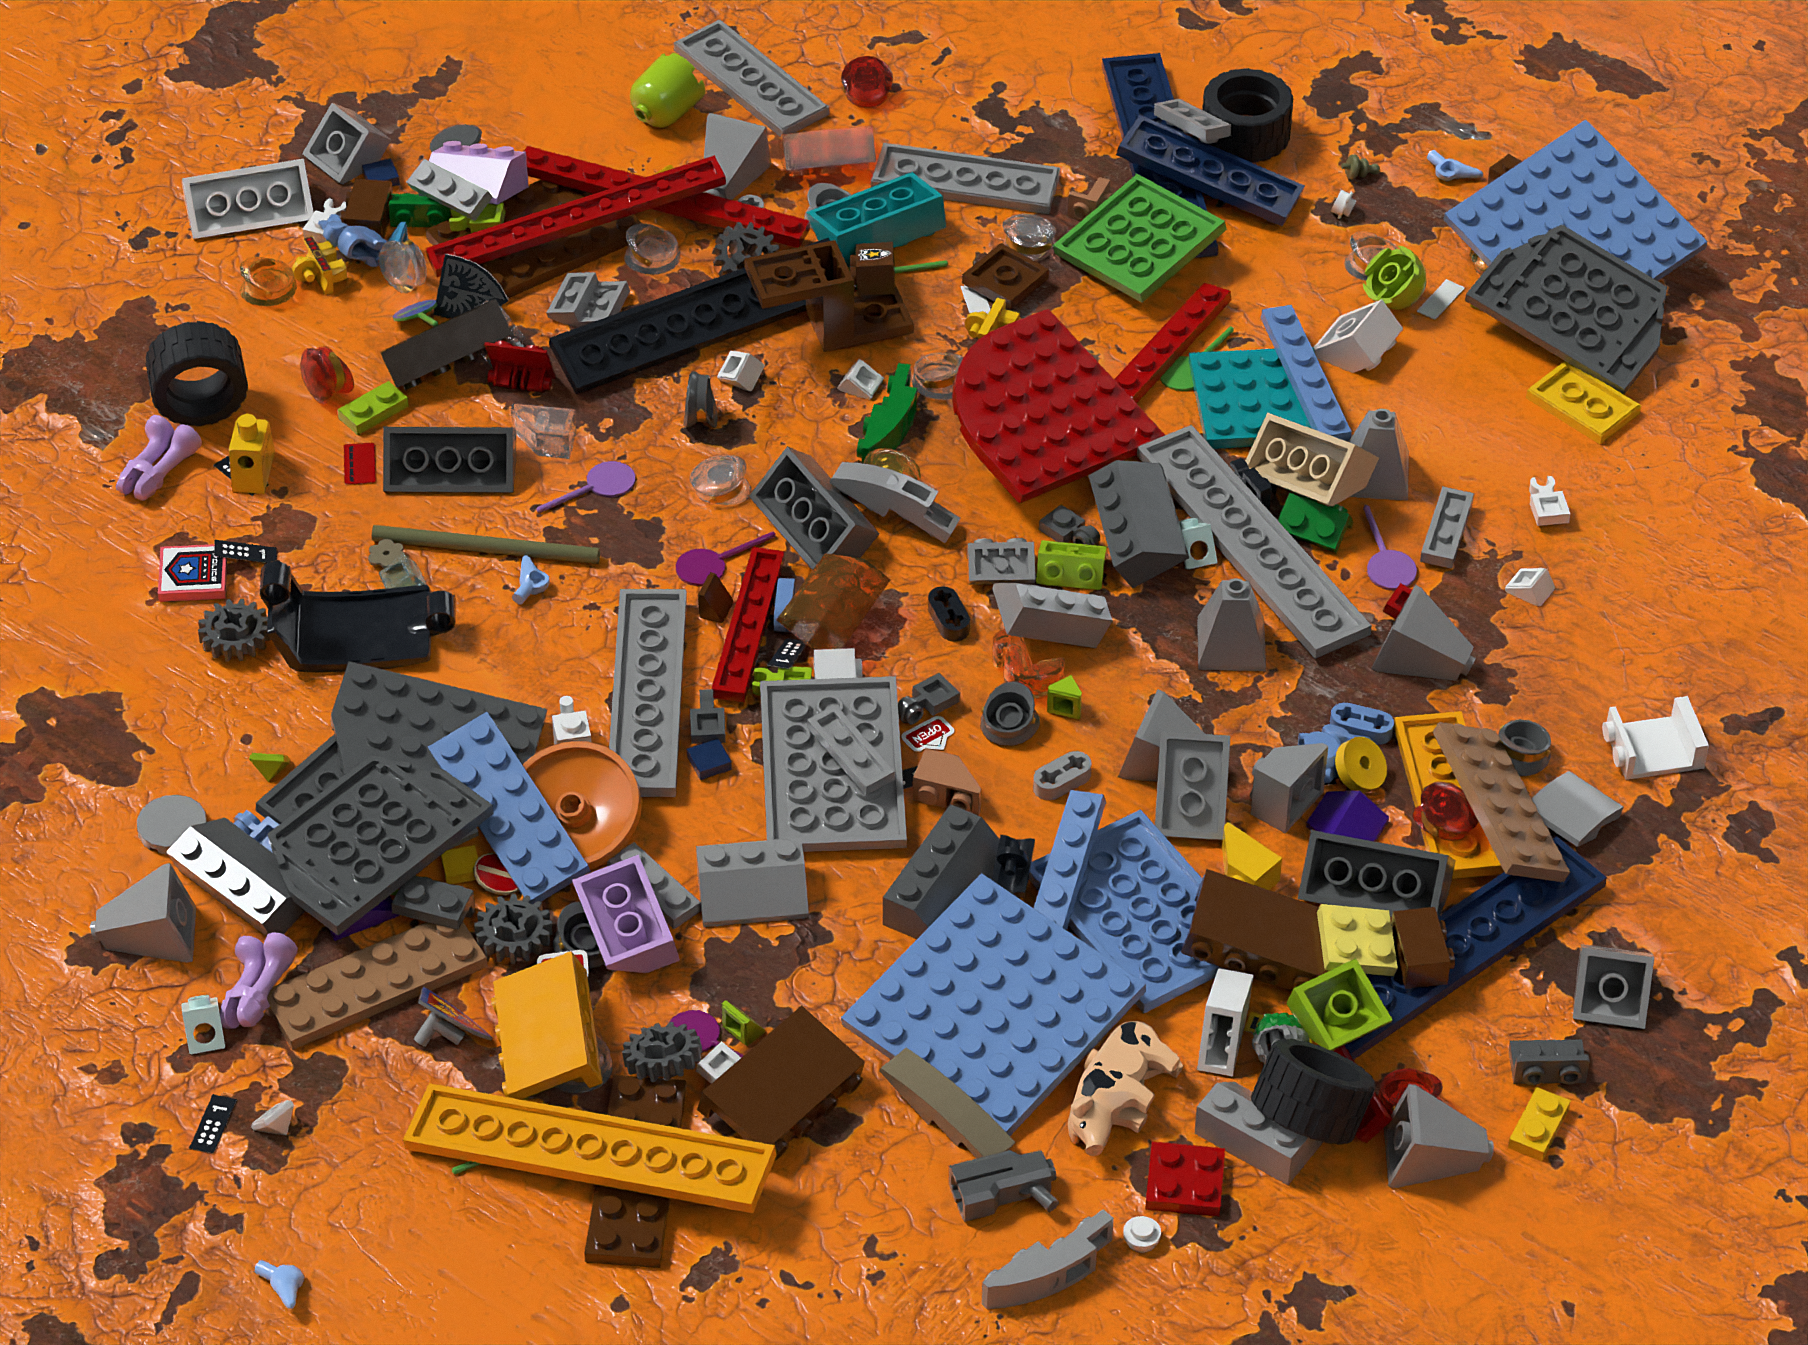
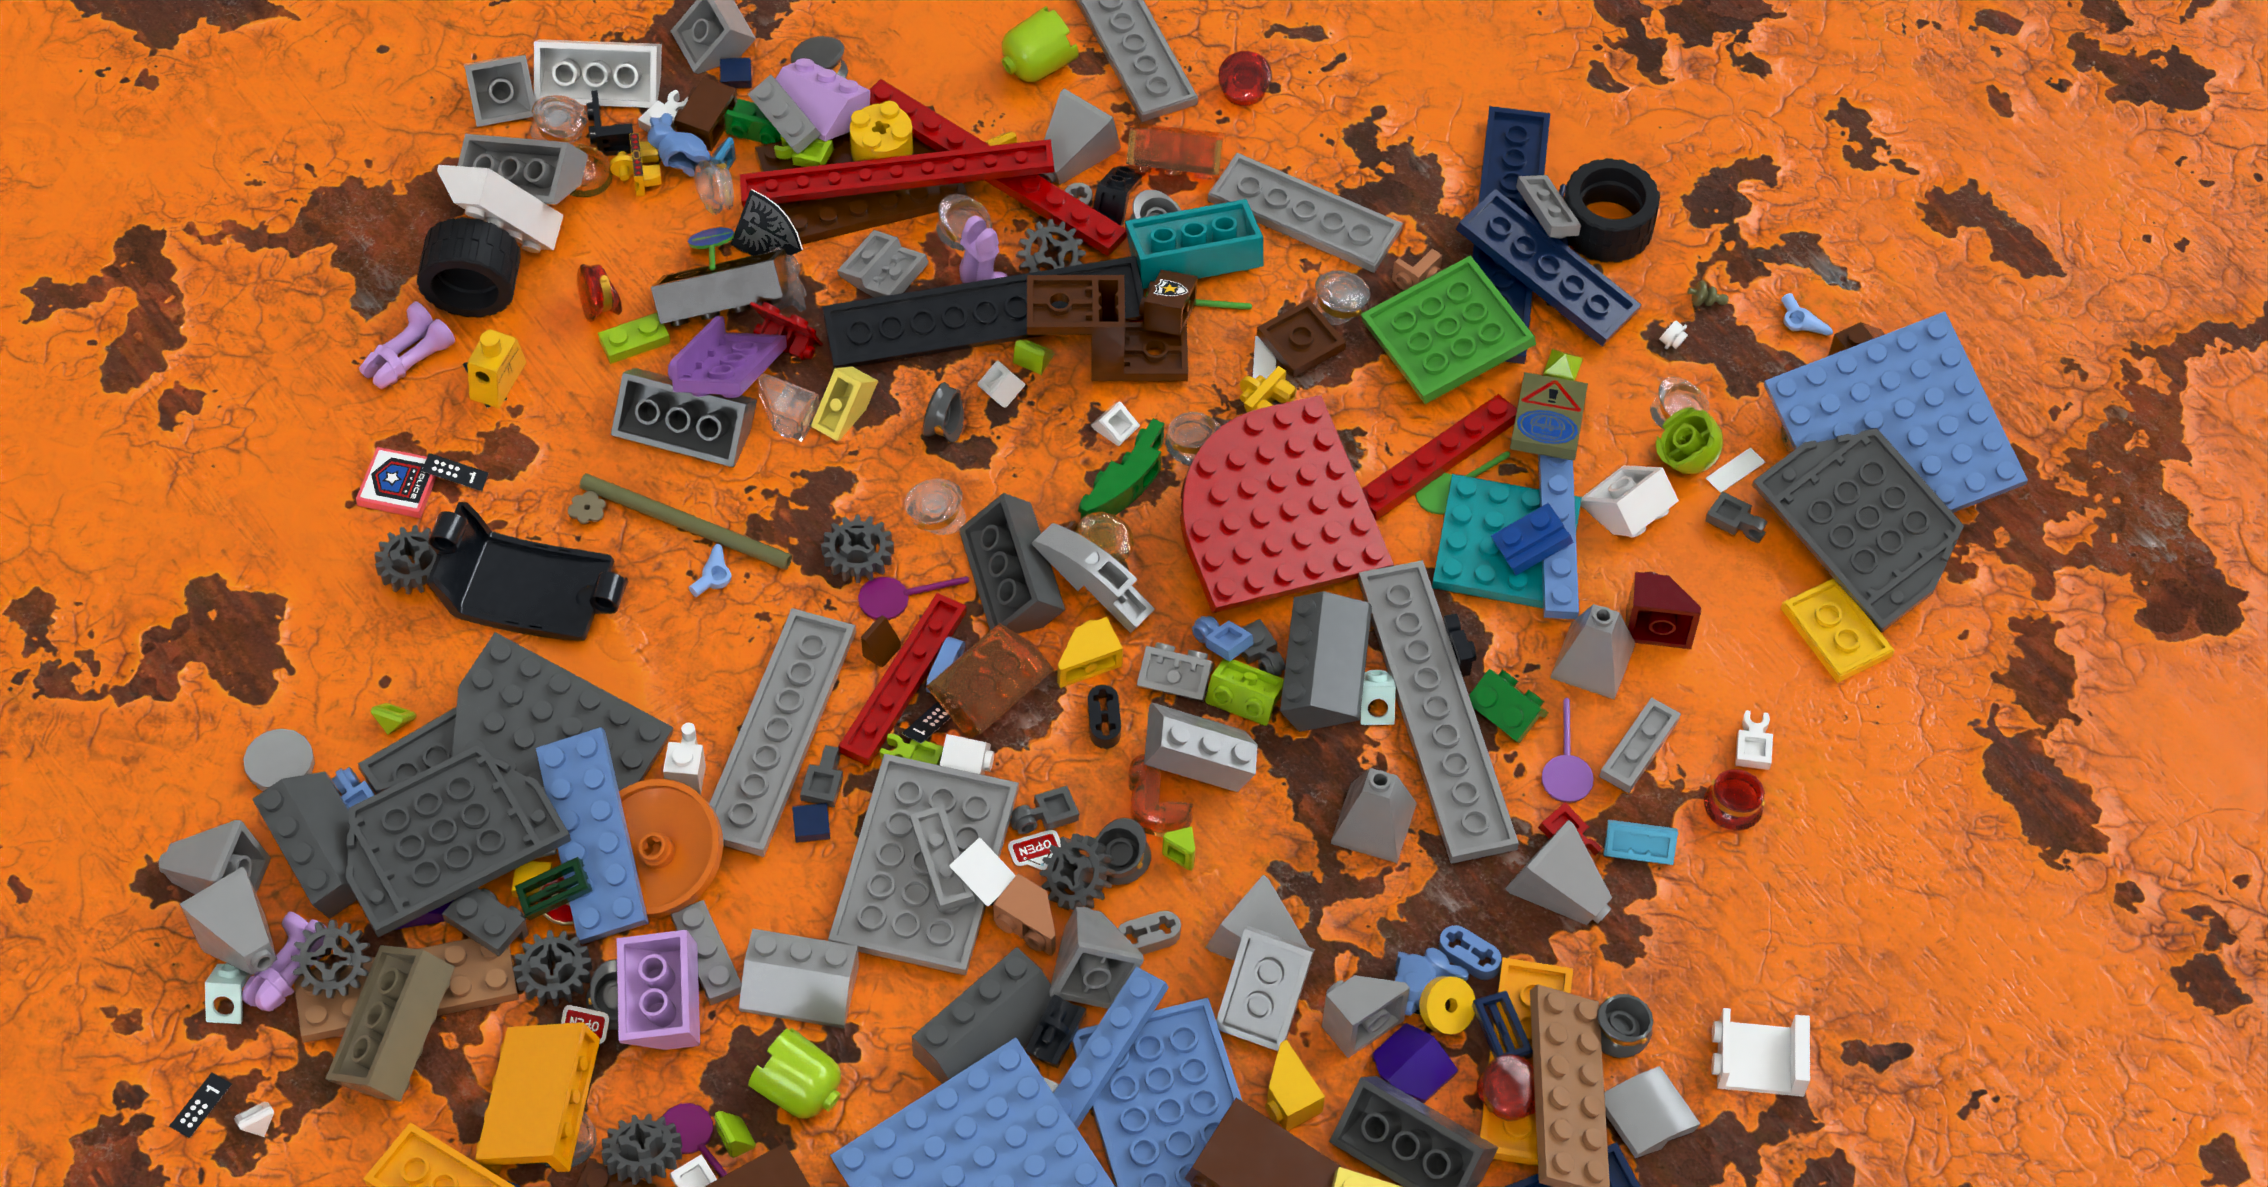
camera: 15 degrees right, 10 degrees up
(158, 230) = (500, 89): none -> light grey slope
(190, 957) = (231, 923): none -> light grey slope
(204, 298) = (501, 202): none -> white slope
(209, 284) = (537, 166): none -> light grey slope
(224, 246) = (558, 119): none -> clear piece
(283, 248) = (608, 138): none -> black bracket
(288, 966) = (331, 941): none -> dark grey gear
(359, 463) = (600, 396): red sticker -> none
(378, 1003) = (390, 1022): none -> dark tan slope
(402, 573) = (595, 536): clear light blue slope -> none
(435, 1022) = (453, 1051): shield -> none
(476, 400) = (723, 361): none -> medium lavender bracket
(494, 864) = (558, 900): none -> dark green tile
(547, 184) = (880, 132): none -> yellow brick
(598, 415) = (843, 401): none -> light yellow slope
(604, 479) = (828, 475): medium lavender piece -> none
(661, 528) = (857, 548): none -> dark grey gear
(683, 251) = (980, 251): none -> lavender piece
(760, 342) = (1032, 356): none -> lime slope
(785, 194) = (1114, 192): none -> black bracket
(788, 957) = (798, 1076): none -> lime cylinder
(893, 752) = (983, 871): none -> white sticker
(917, 563) = (1089, 652): none -> yellow slope
(992, 730) = (1077, 872): none -> dark grey gear
(1025, 801) = (1093, 960): none -> light grey slope
(1038, 524) = (1225, 640): none -> medium blue plate
(1252, 250) = (1562, 365): none -> lime slope
(1260, 286) = (1549, 416): none -> olive tile
(1286, 381) = (1532, 539): none -> blue plate
(1309, 461) = (1520, 639): tan slope -> none
(1413, 772) = (1478, 1006): none -> dark blue tile
(1428, 414) = (1661, 612): none -> dark red slope
(1456, 331) = (1733, 514): none -> dark grey plate
(1479, 601) = (1640, 842): none -> medium azure plate
(1531, 585) = (1703, 834): white slope -> none
(1549, 548) = (1735, 800): none -> clear red piece

